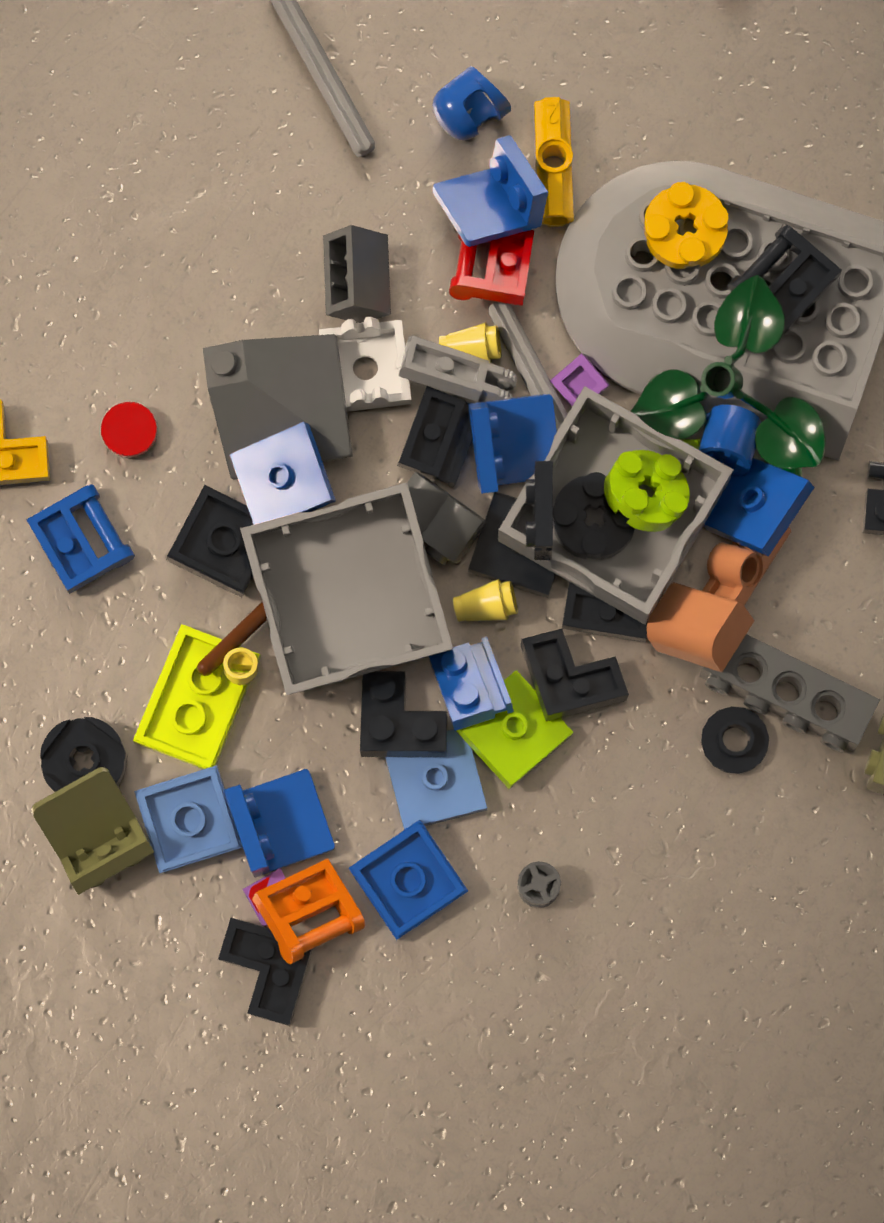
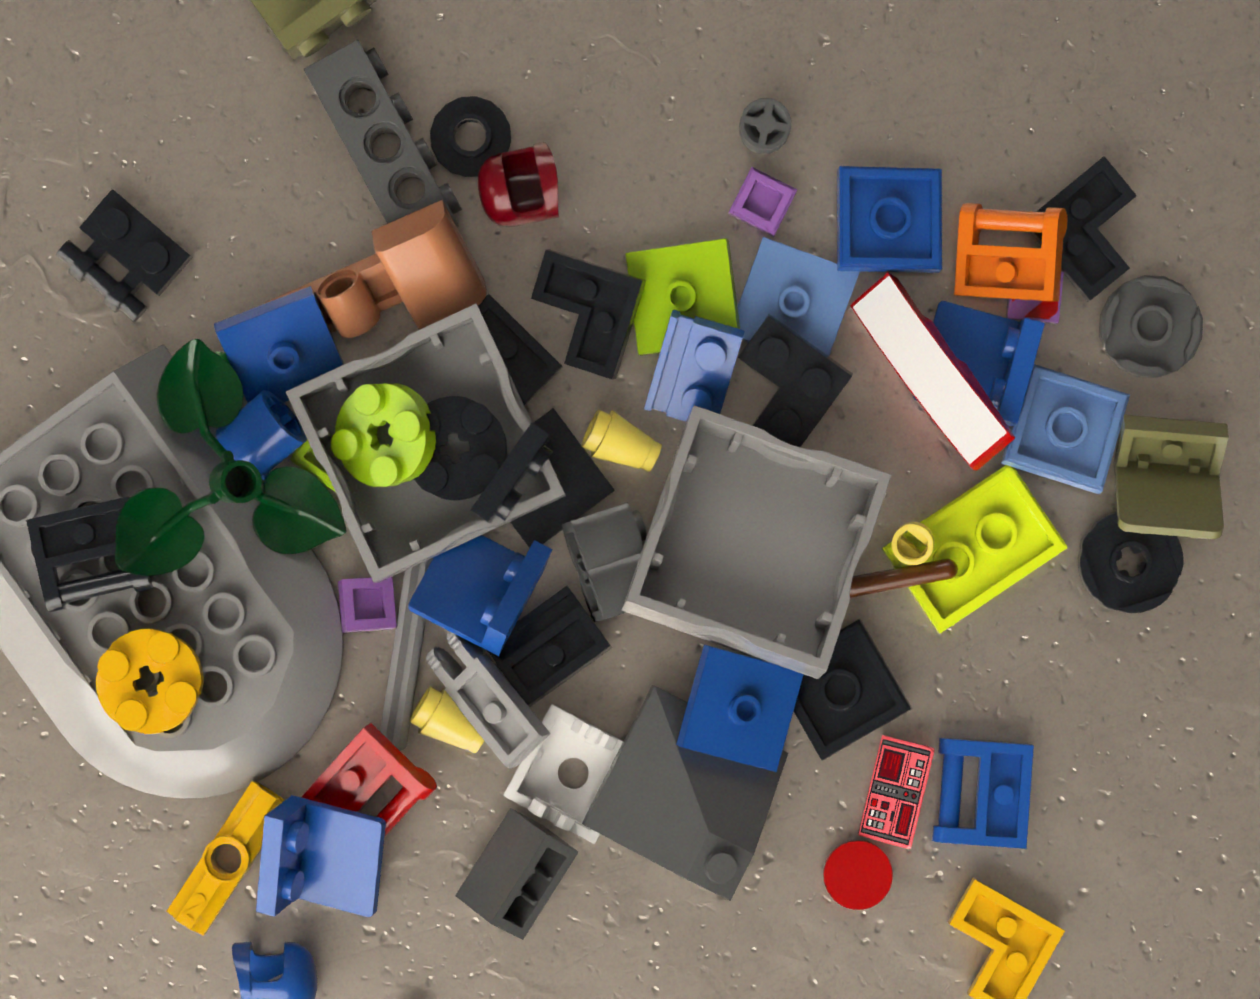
camera: 145 degrees left, 10 degrees up
(140, 501) = (896, 791): none -> slope
(176, 932) = (1150, 326): none -> dark grey tile
(306, 787) = (932, 372): none -> white slope
(504, 833) = (762, 201): none -> medium lavender tile
(676, 724) = (519, 186): none -> dark red helmet

